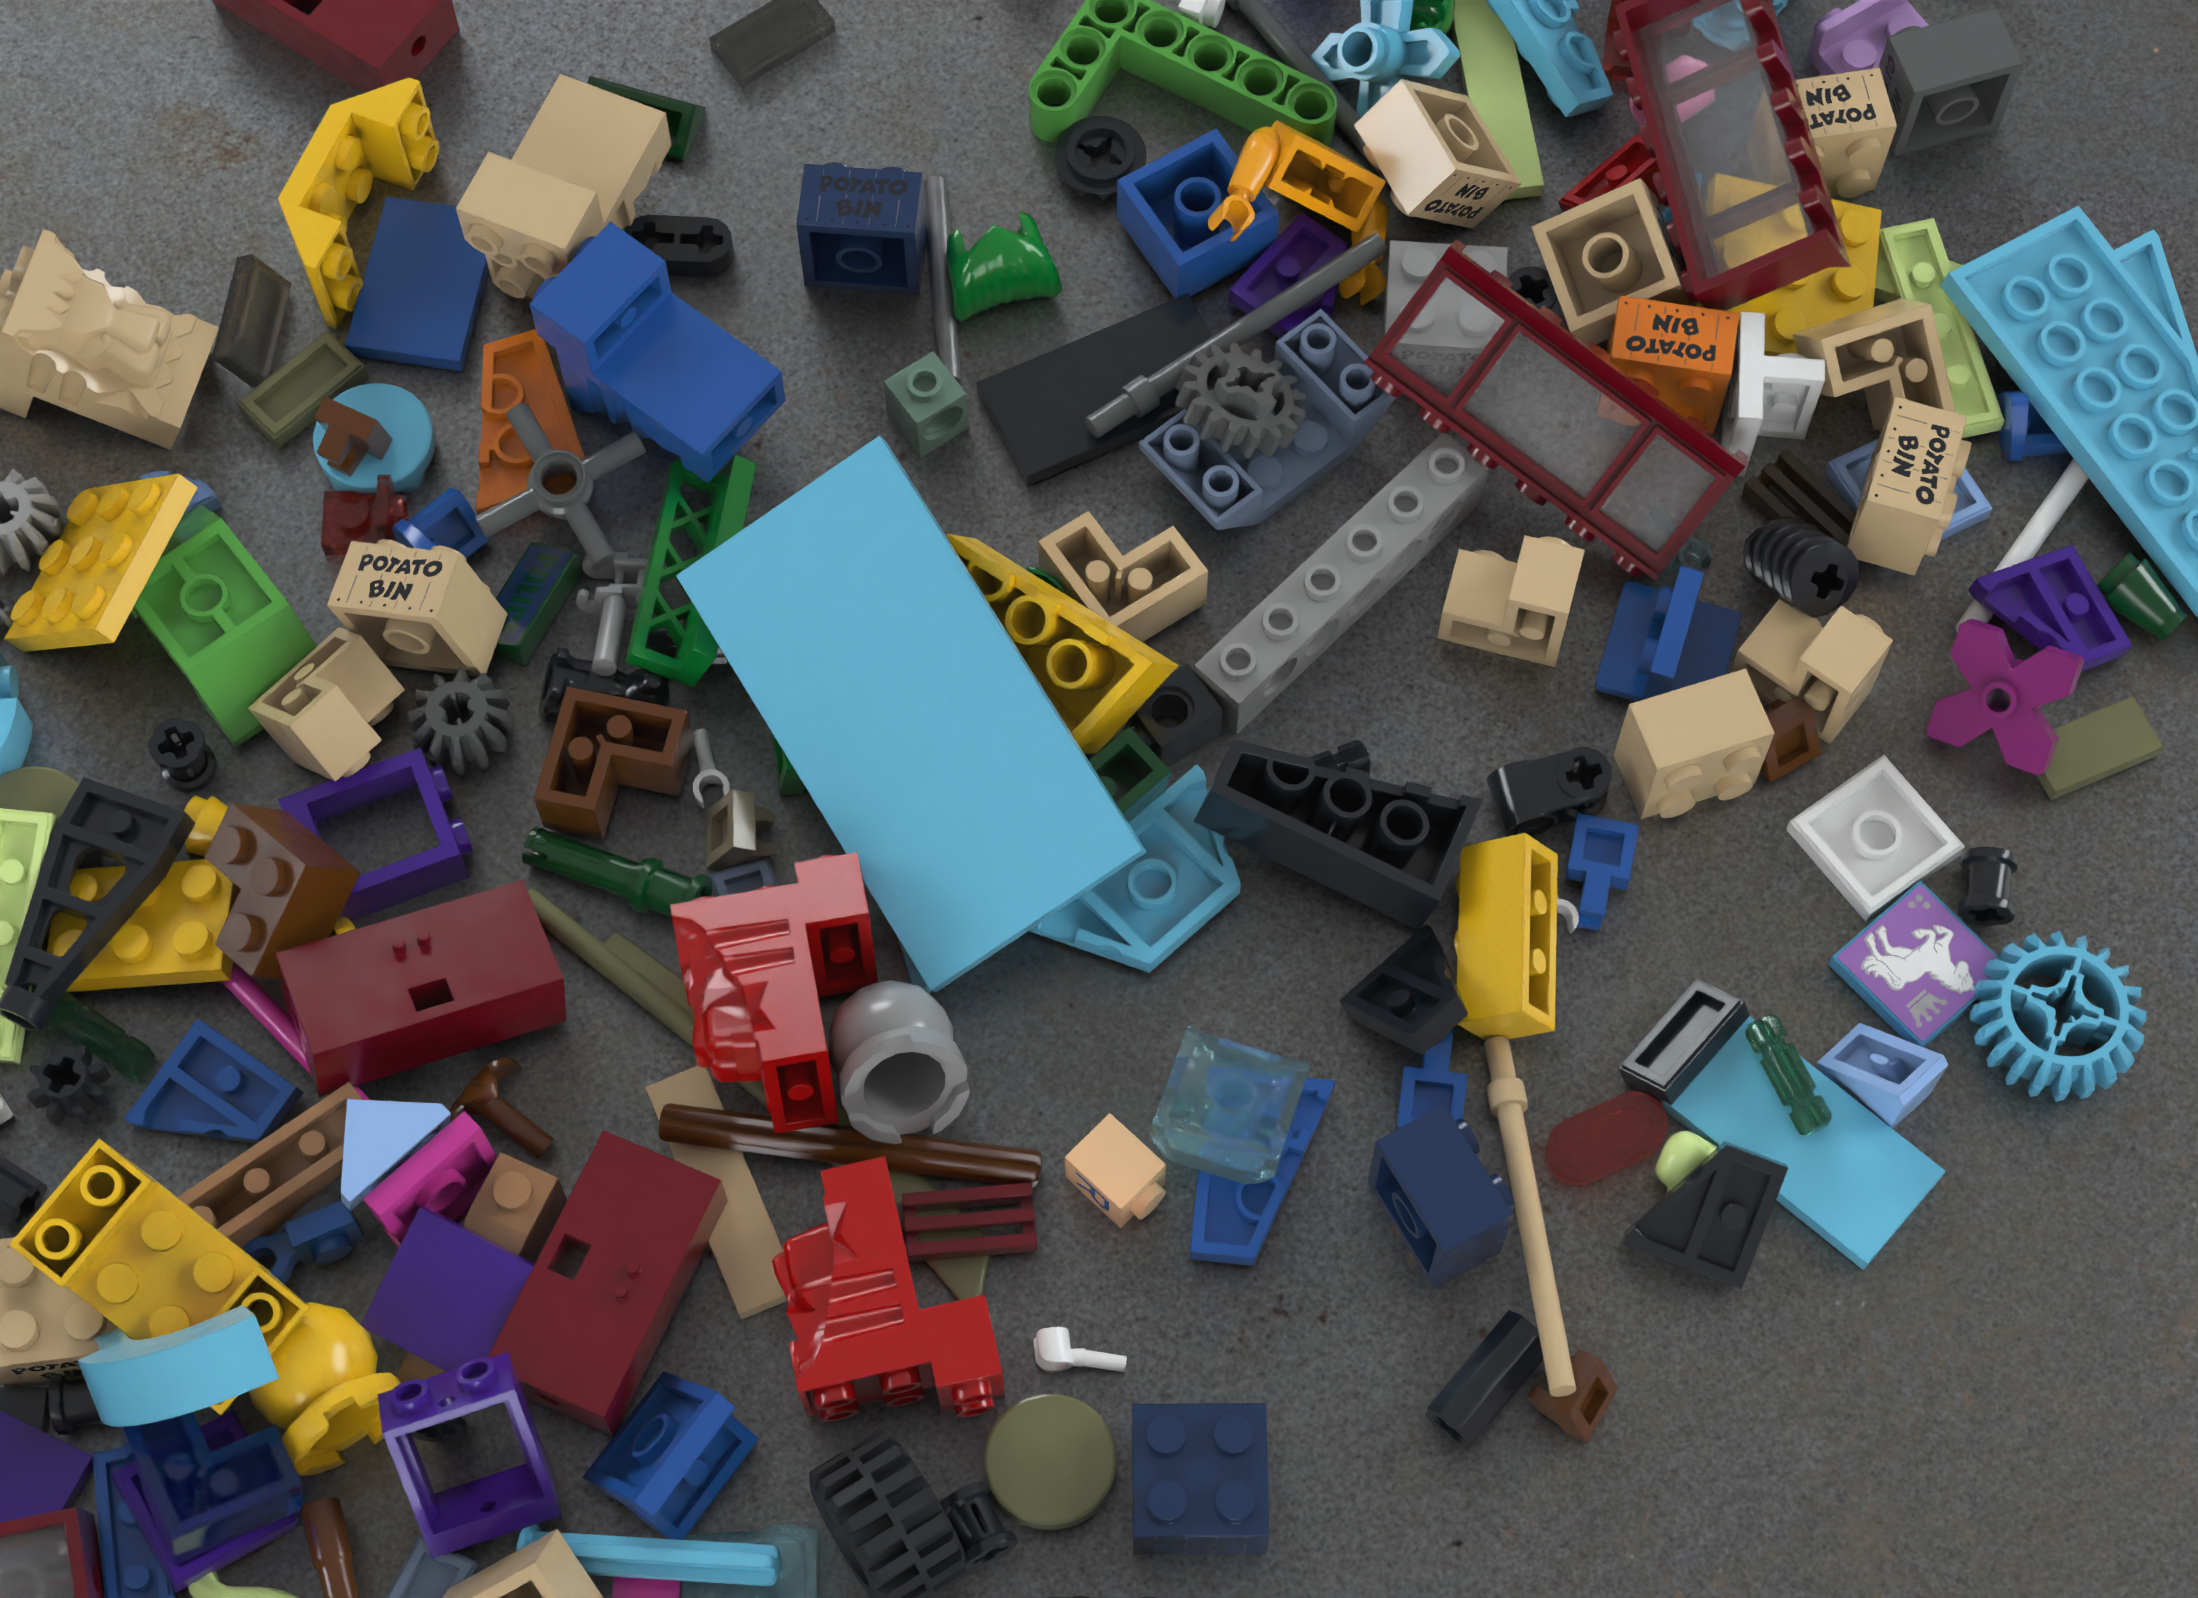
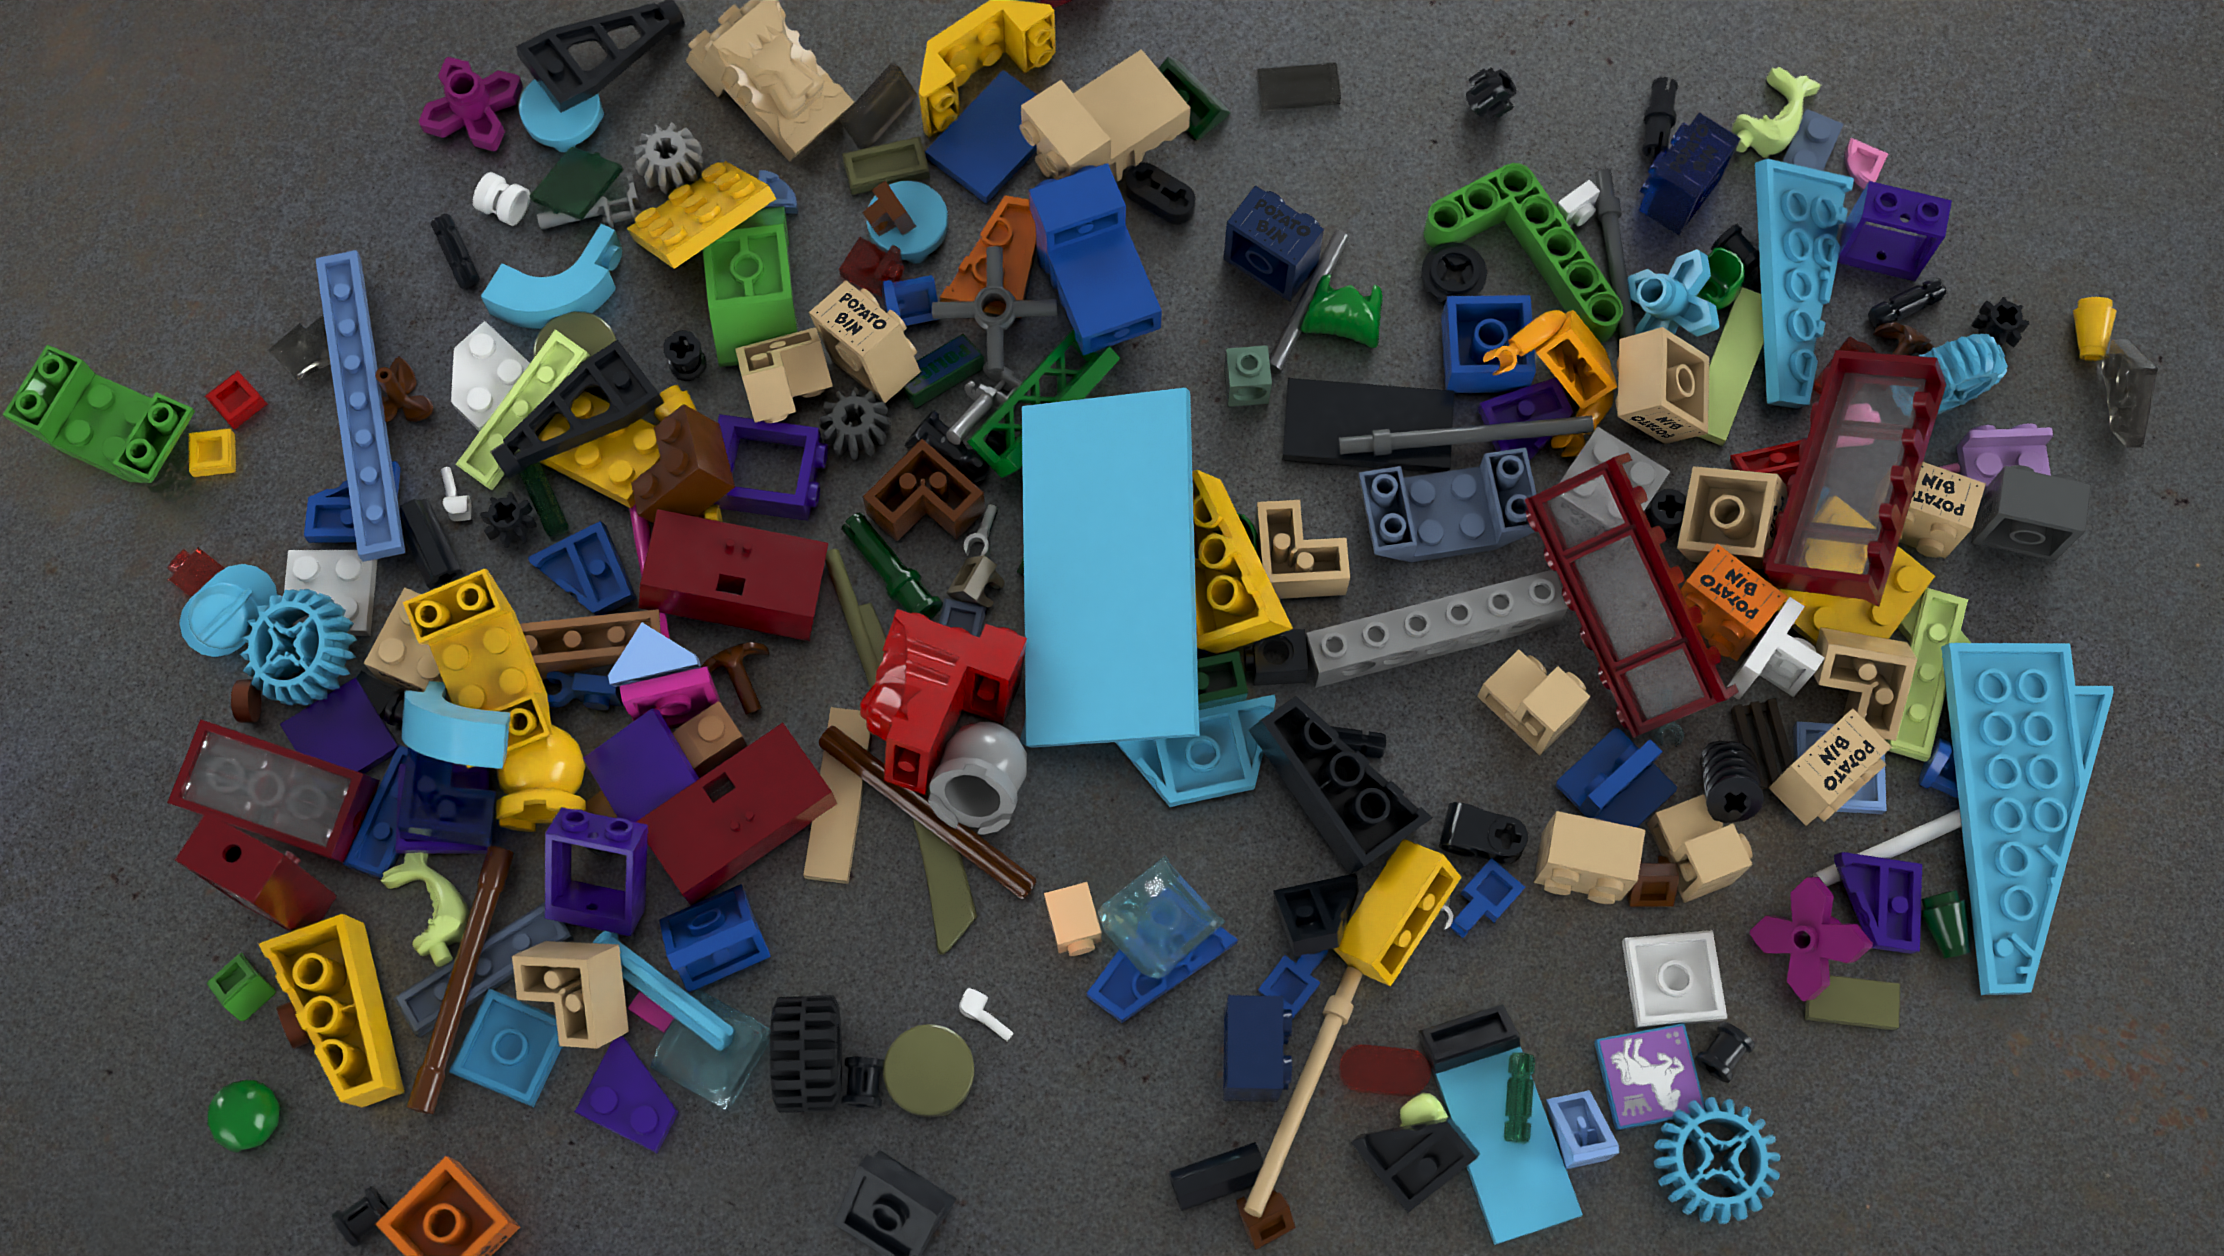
camera: 30 degrees right, 5 degrees up
(861, 1315) = (869, 918): red brick -> none
(968, 1198) = (982, 885): dark red tile -> none
(1200, 1478) = (1007, 1133): dark blue brick -> none
(1240, 400) = (1438, 479): dark grey gear -> none

